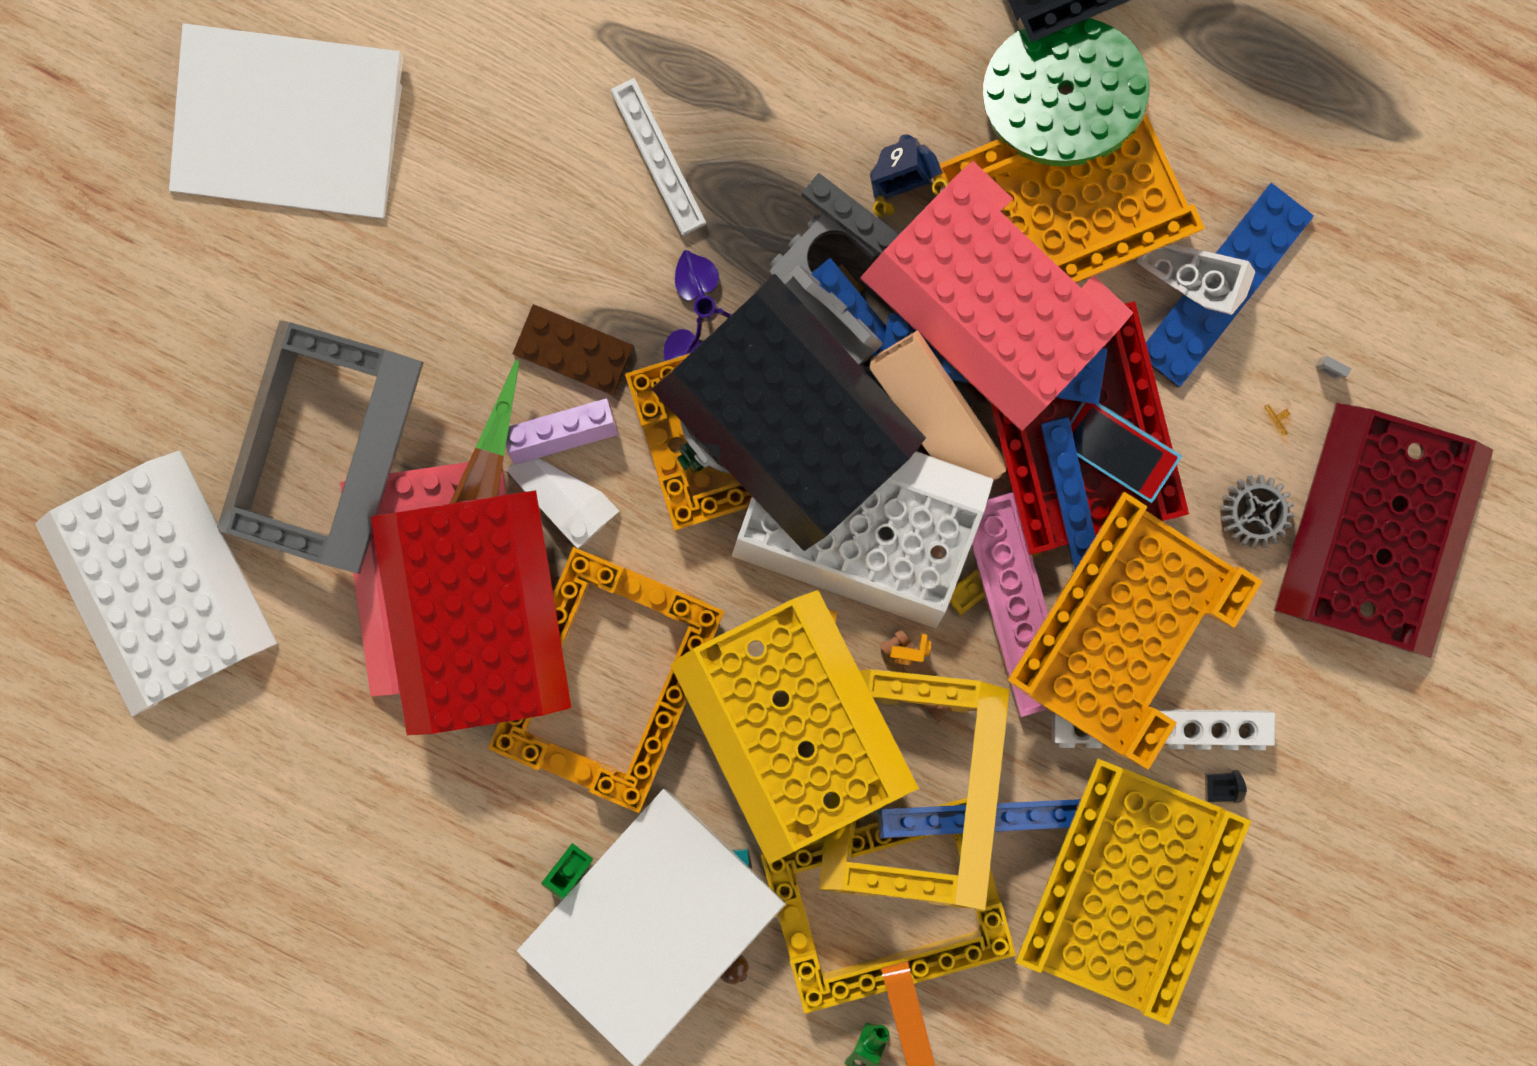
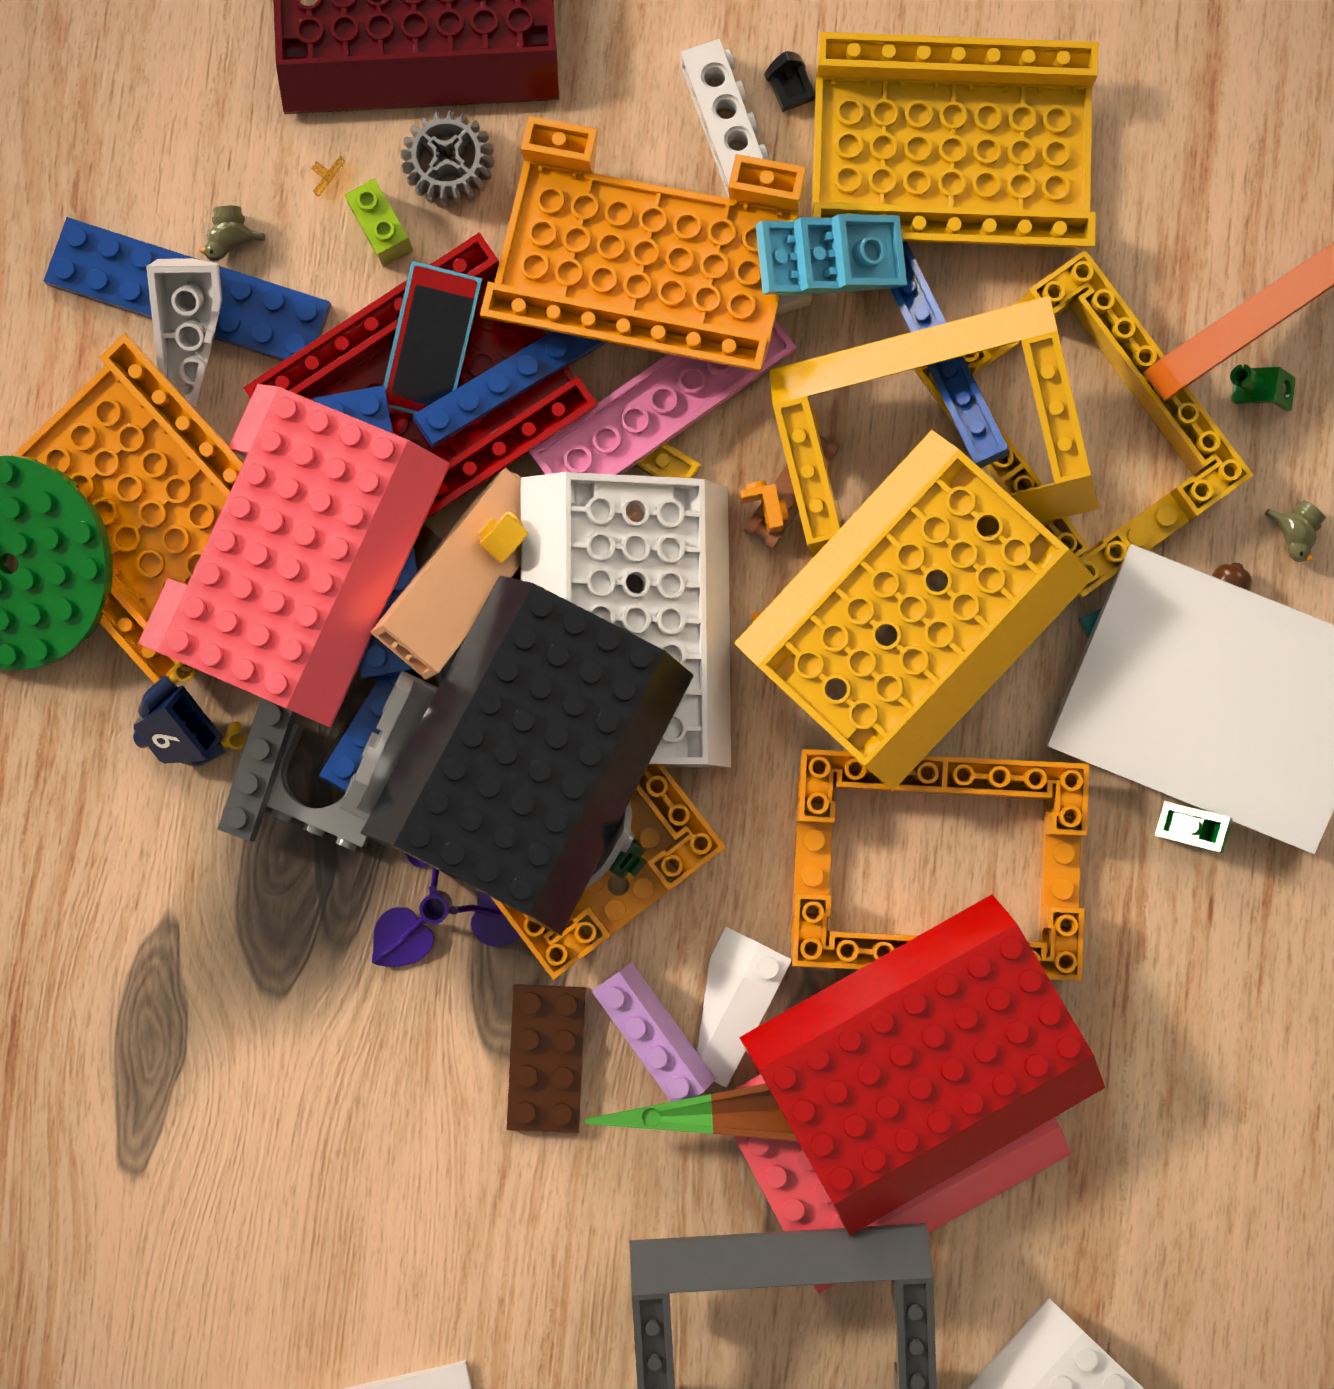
camera: 115 degrees left, 5 degrees down
(658, 157) = (267, 1039): white tile -> none
(754, 1033) = (1299, 529): none -> olive animal
(954, 450) = (502, 536): none -> yellow plate
(1077, 765) = (831, 254): none -> medium azure slope
(1226, 443) = (378, 222): none -> lime brick
(1258, 329) = (227, 232): none -> olive animal
(1333, 367) = (242, 130): light grey tile -> none

